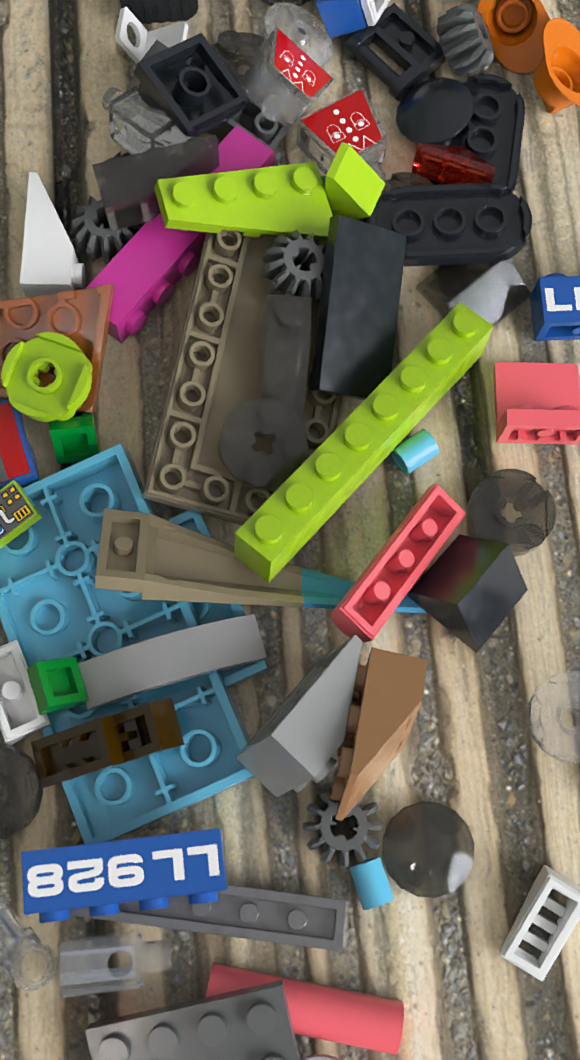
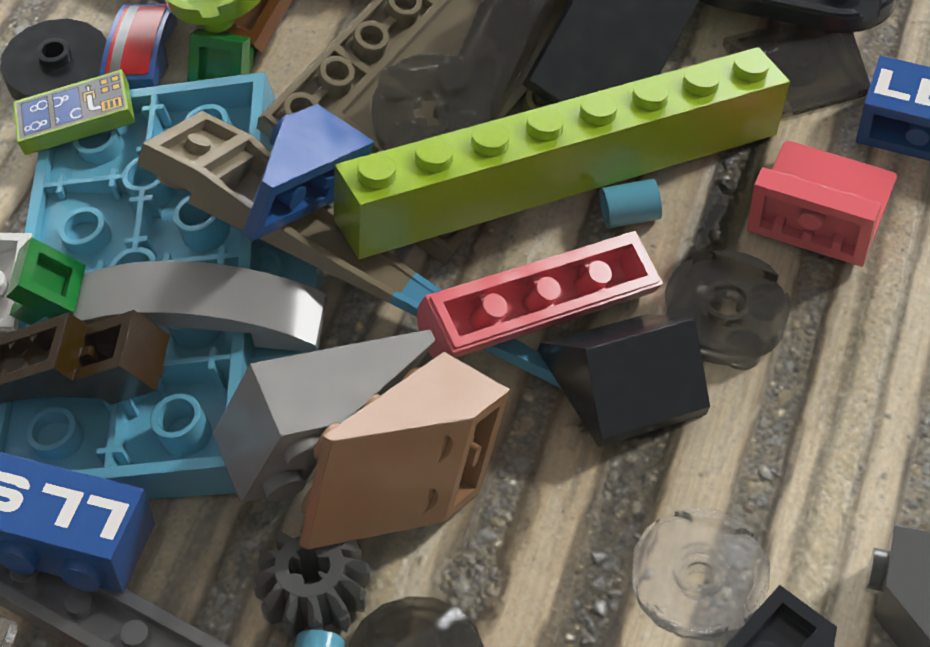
camera: 30 degrees right, 20 degrees down
(205, 539) = (302, 168): none -> slope

